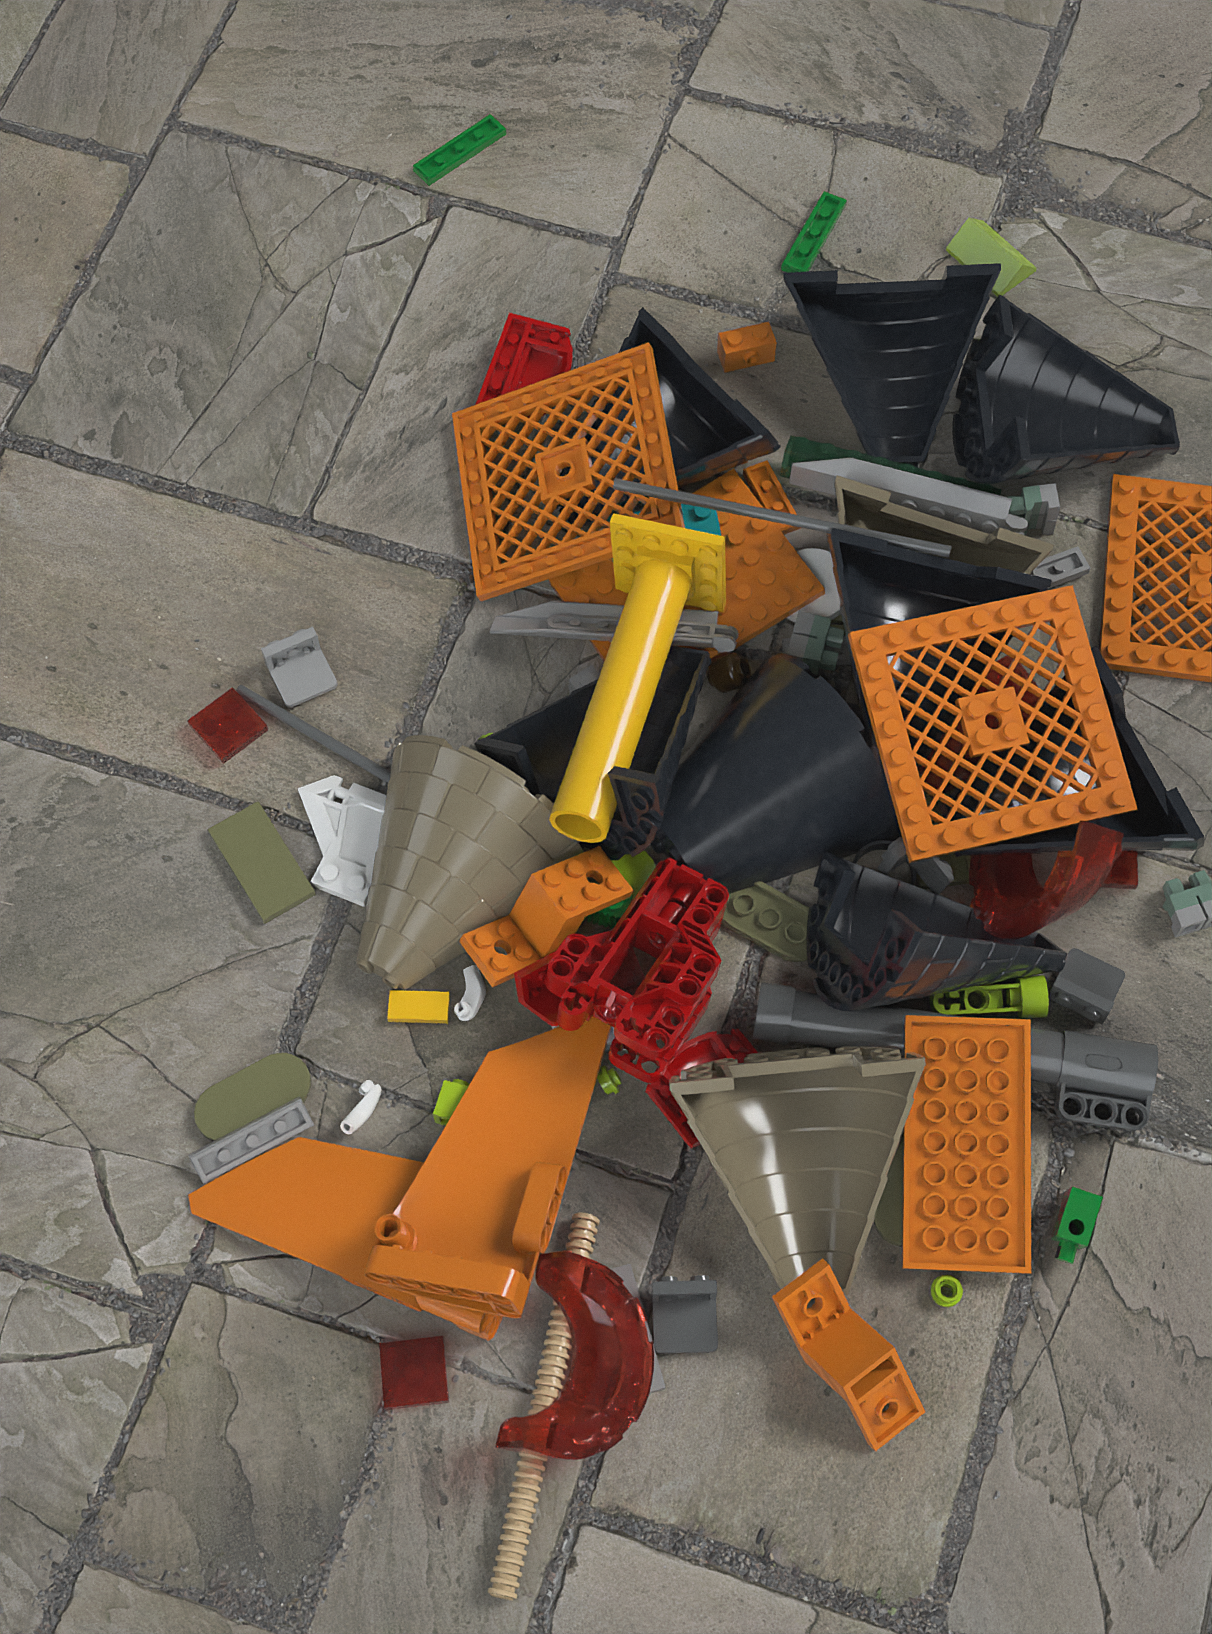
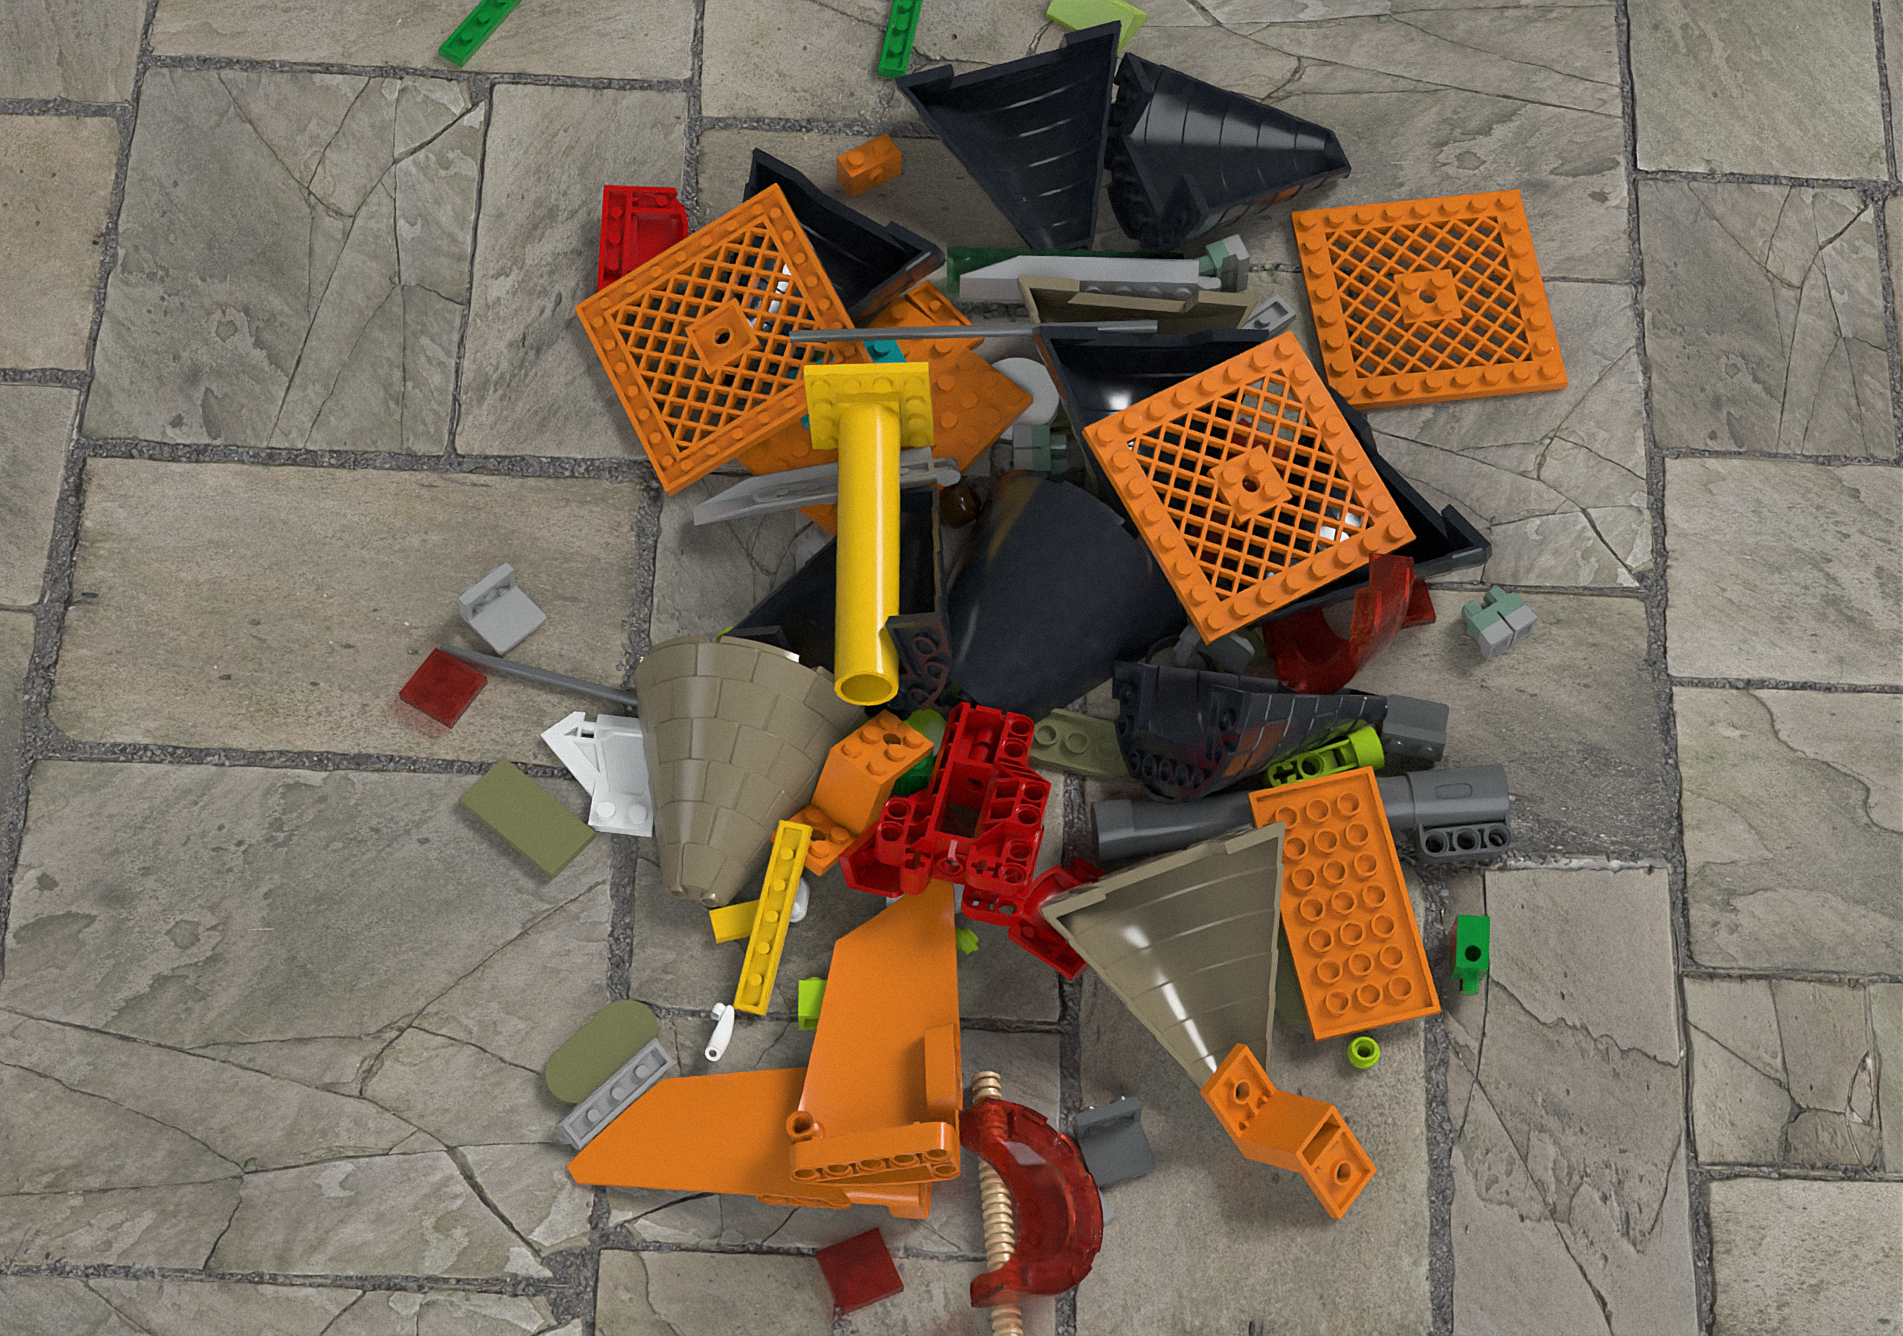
camera: 20 degrees left, 5 degrees down
(439, 1014) = (772, 918): none -> yellow tile

